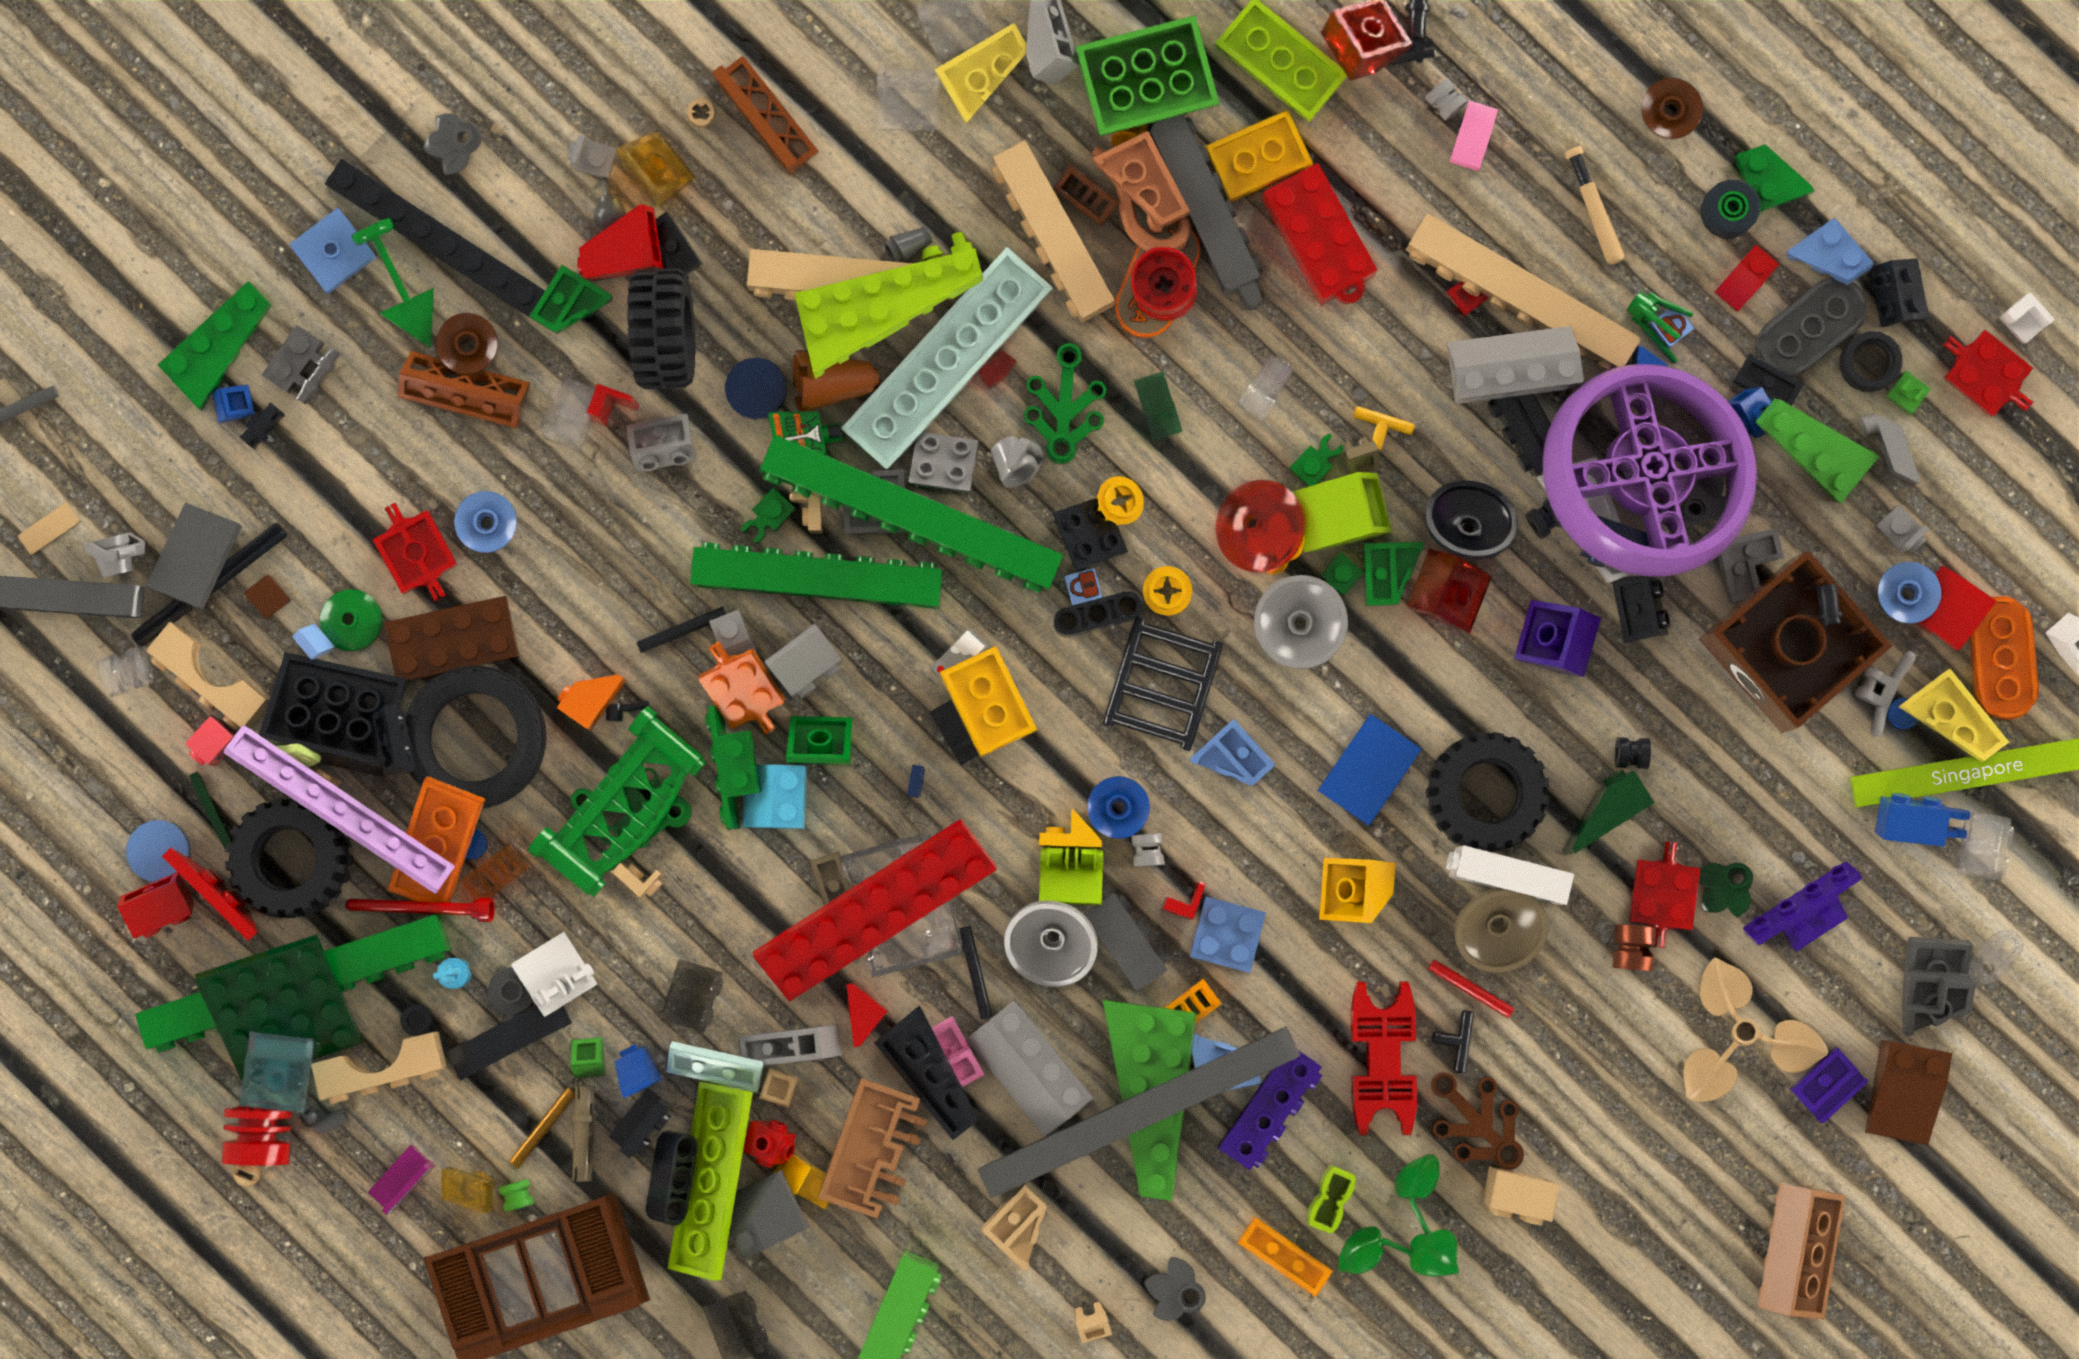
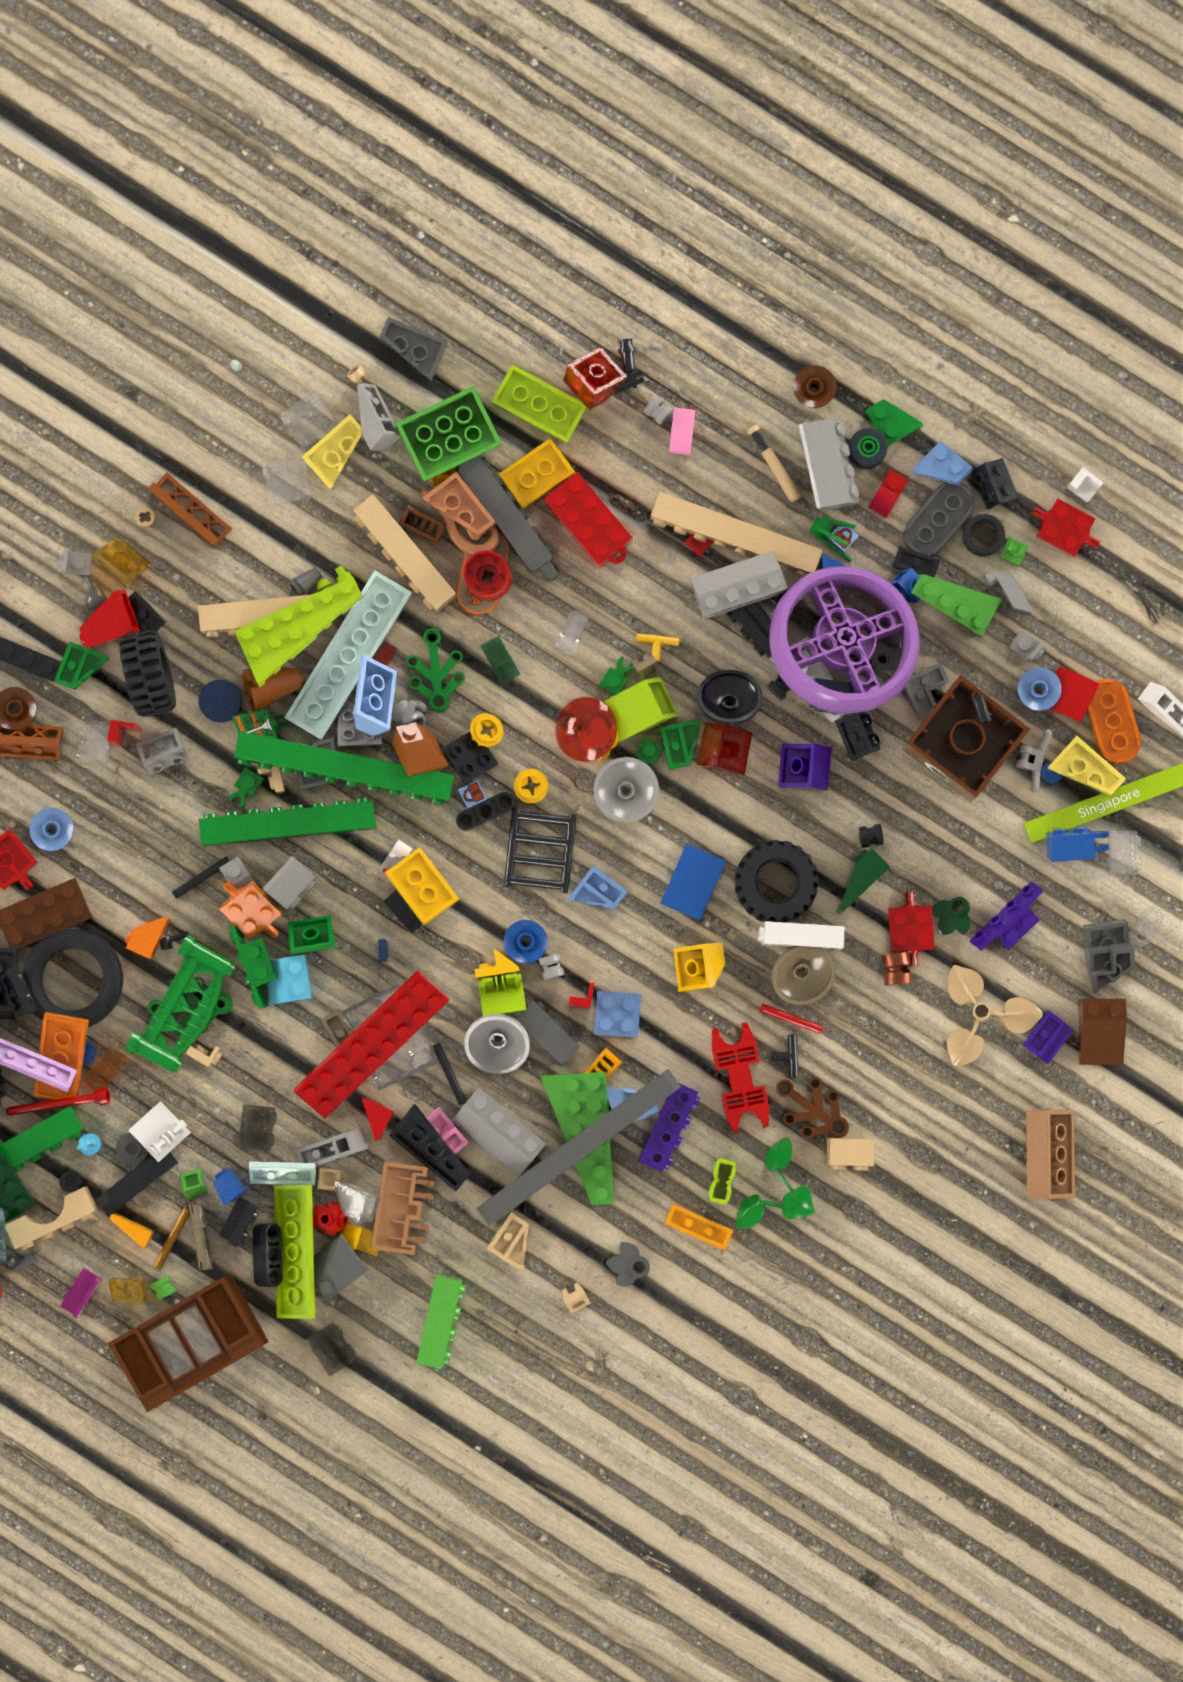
camera: 15 degrees left, 0 degrees up
(495, 1109) = (139, 1233): none -> light orange slope
(811, 1128) = (356, 1202): none -> clear slope
(972, 423) = (374, 696): none -> light blue slope
(1019, 508) = (418, 749): none -> dark orange slope
(1673, 220) = (829, 464): none -> light grey slope

